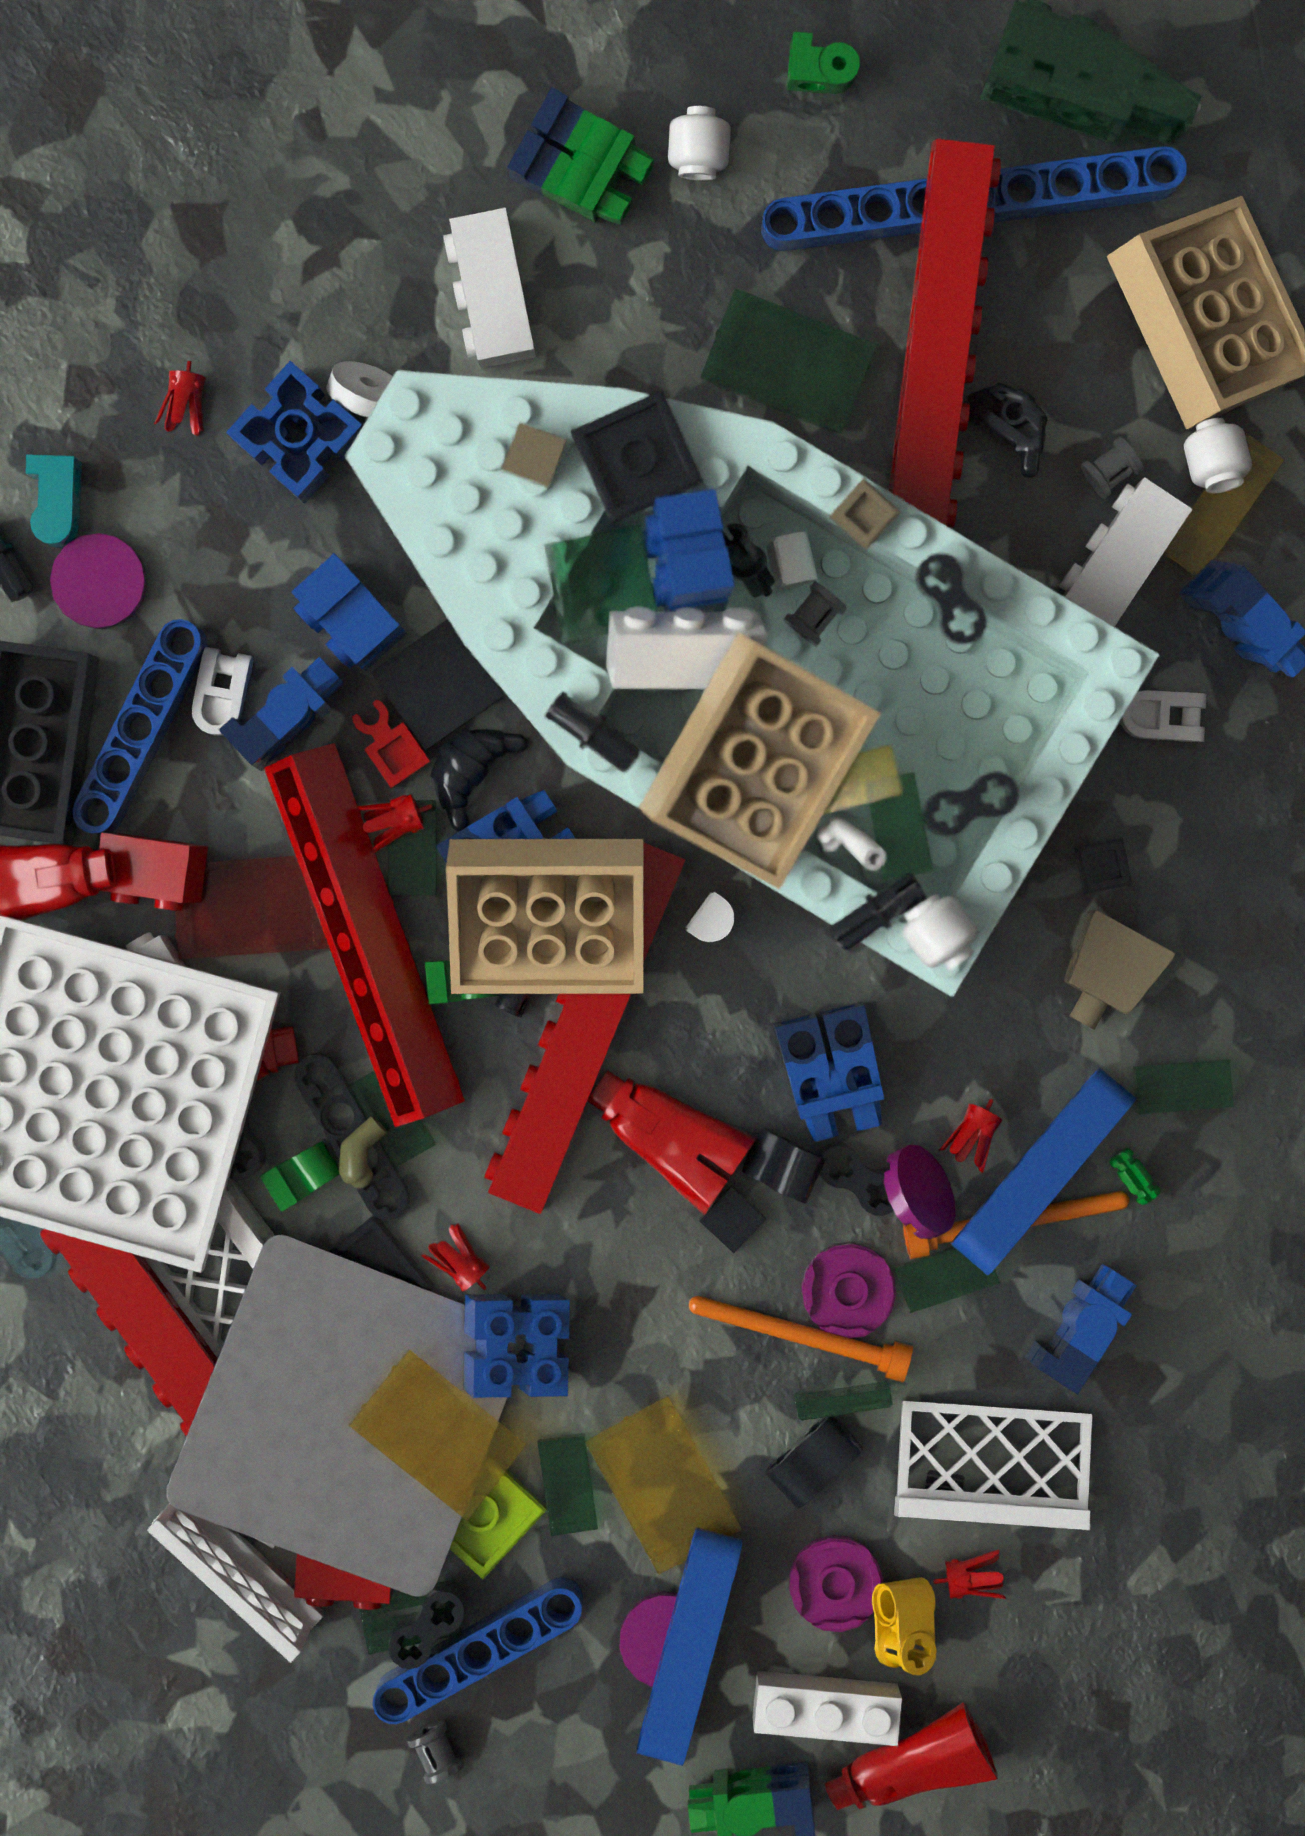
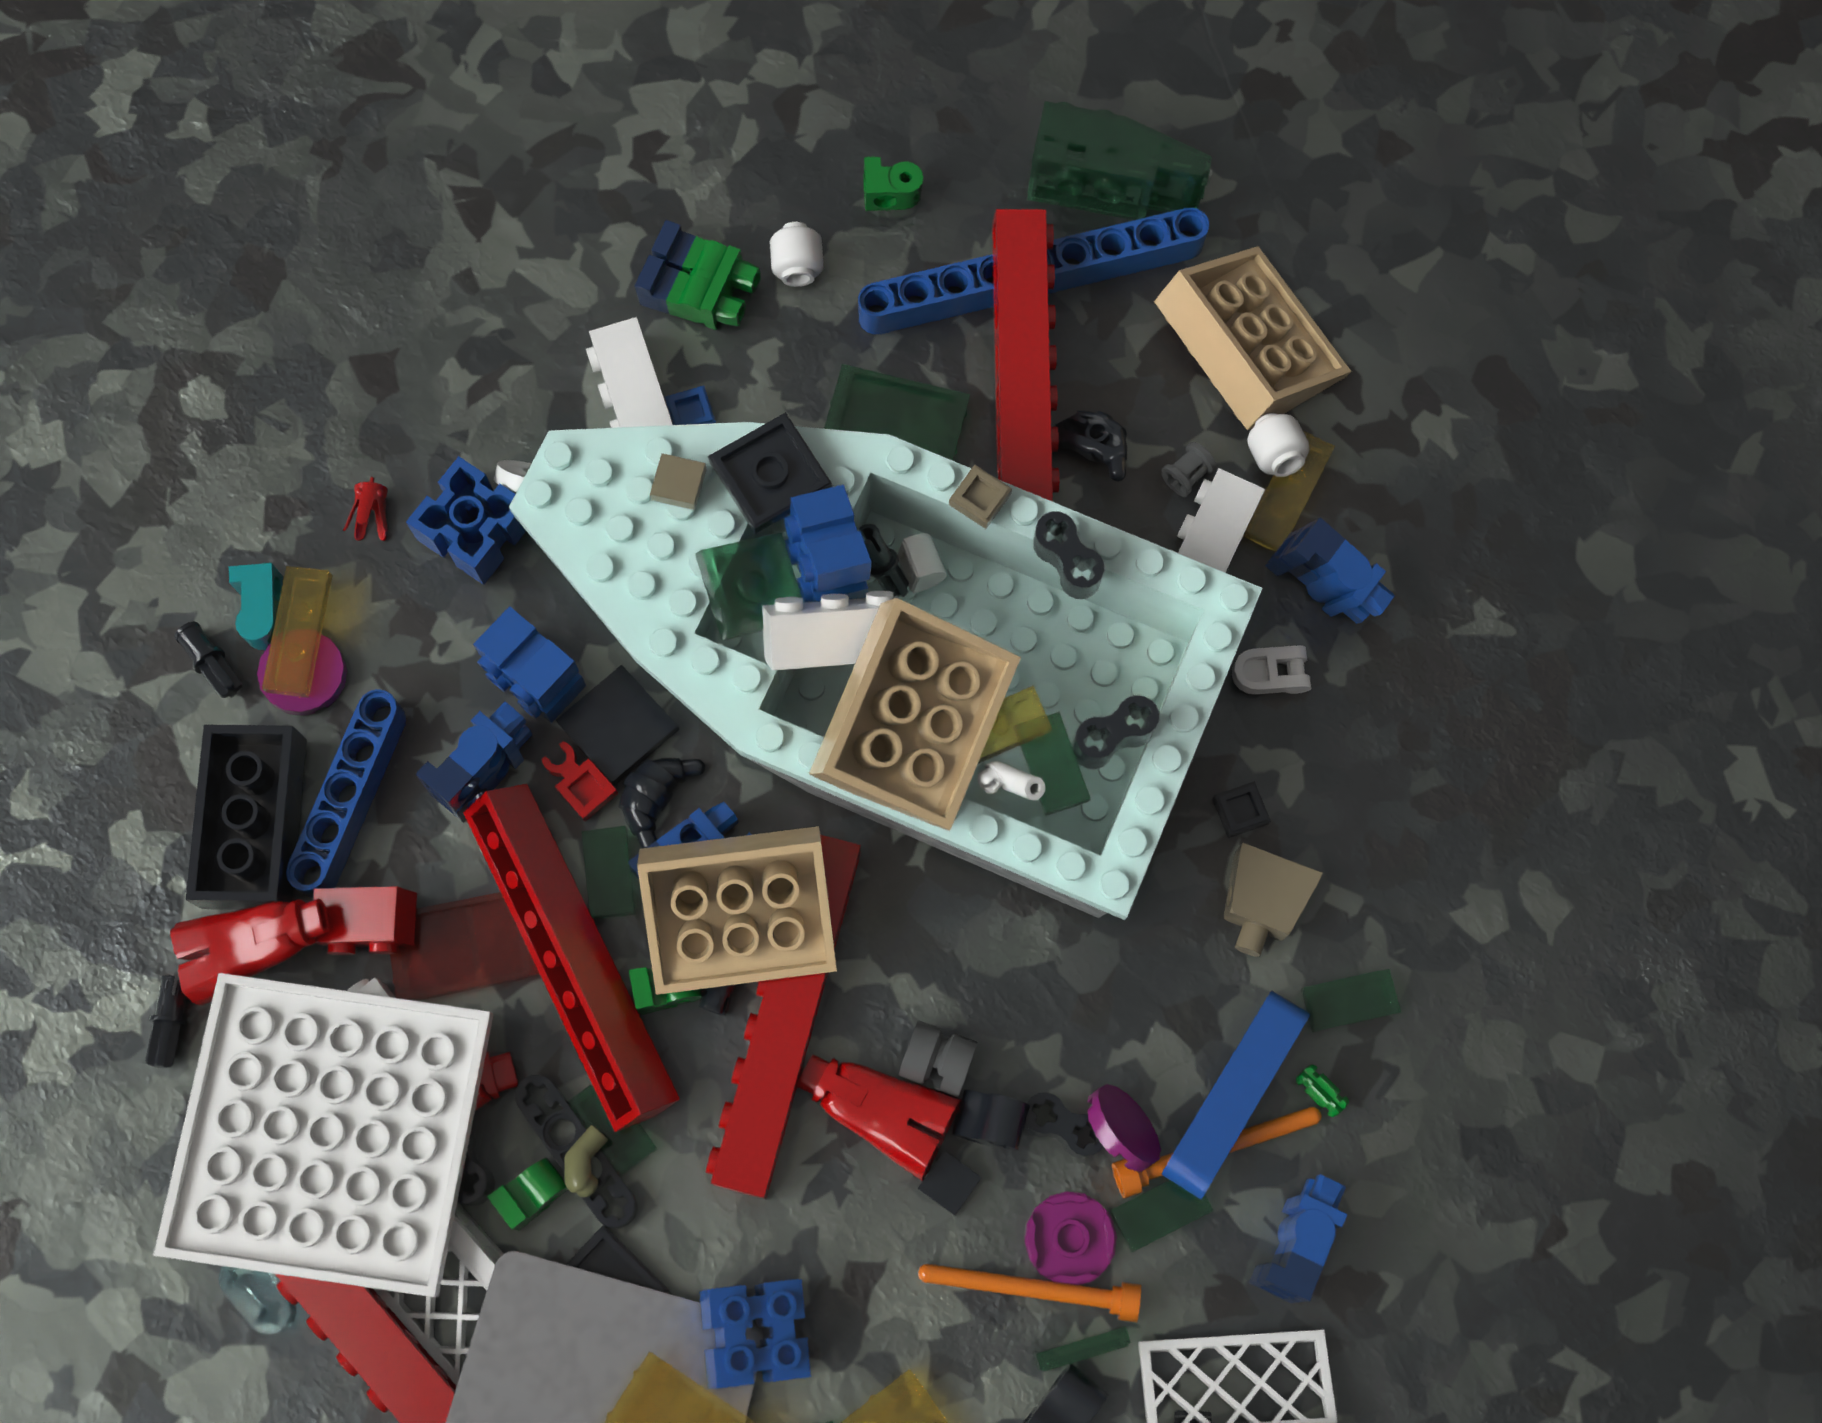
camera: 10 degrees left, 15 degrees down
(97, 537) = (297, 631): none -> clear yellow tile
(217, 705) = (410, 759): white plate -> none
(399, 814) = (595, 835): red piece -> none
(464, 1267) = (691, 1259): red piece -> none
(555, 323) = (690, 407): none -> blue tile
(593, 732) = (758, 712): black axle -> none
(712, 919) = (892, 900): white brick -> none
(738, 1094) = (937, 1058): none -> dark grey wheel
(815, 613) = (951, 599): dark grey bush -> none
(835, 1083) = (1023, 1038): blue hips -> none
(878, 912) = (1045, 841): black axle -> none
(940, 931) = (1106, 850): white head -> none
(976, 1125) = (1167, 1060): red piece -> none

